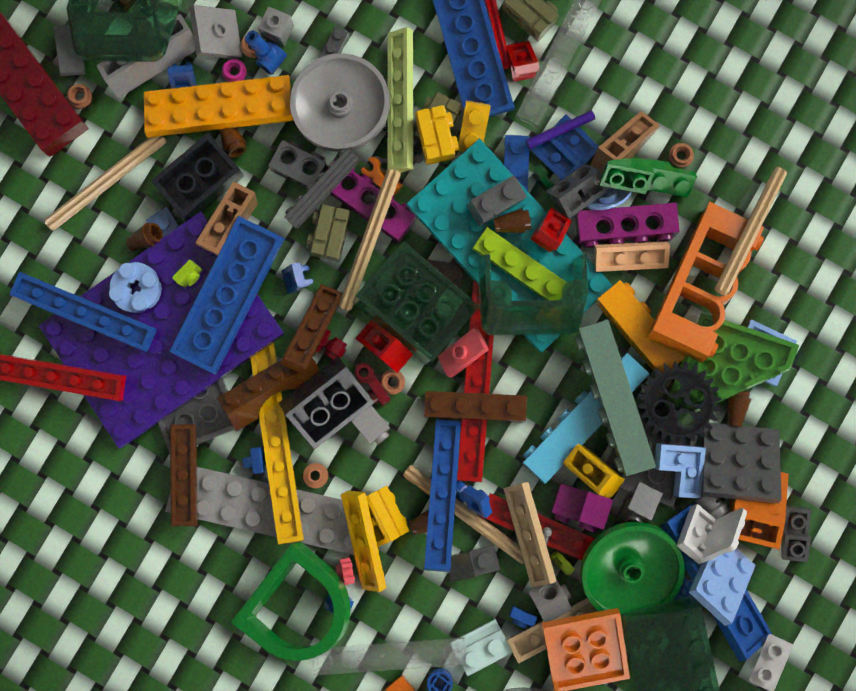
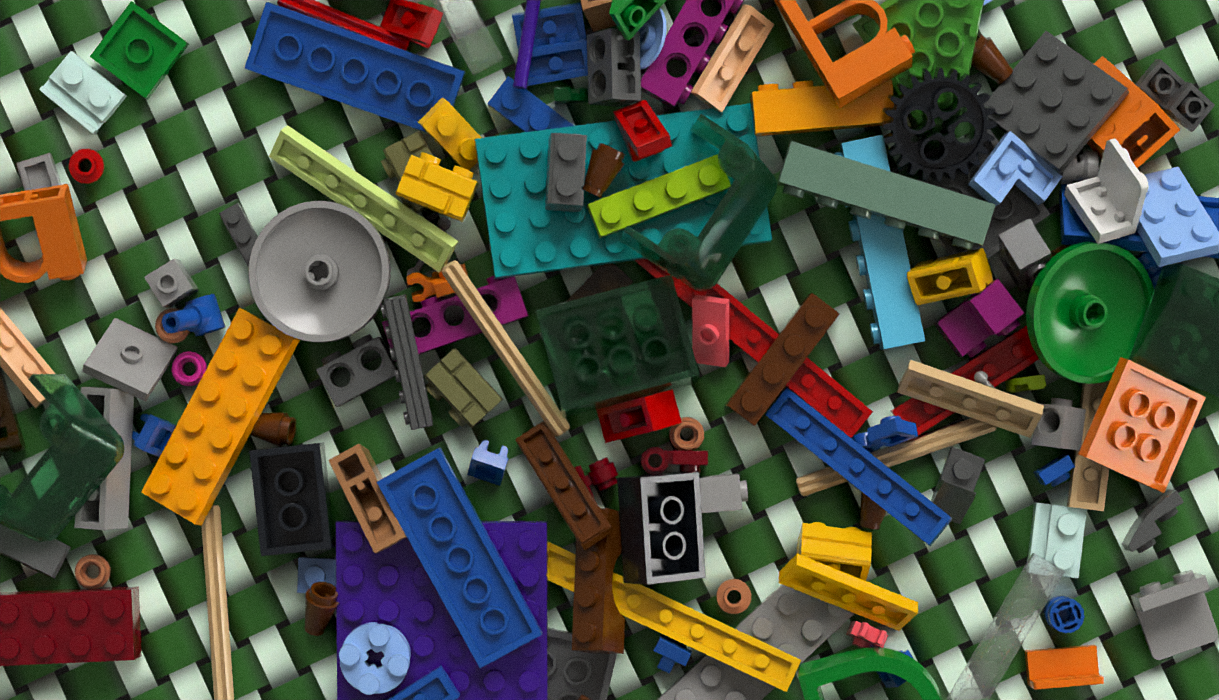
camera: 60 degrees left, 5 degrees up
(188, 274) = (404, 586): lime plate -> none

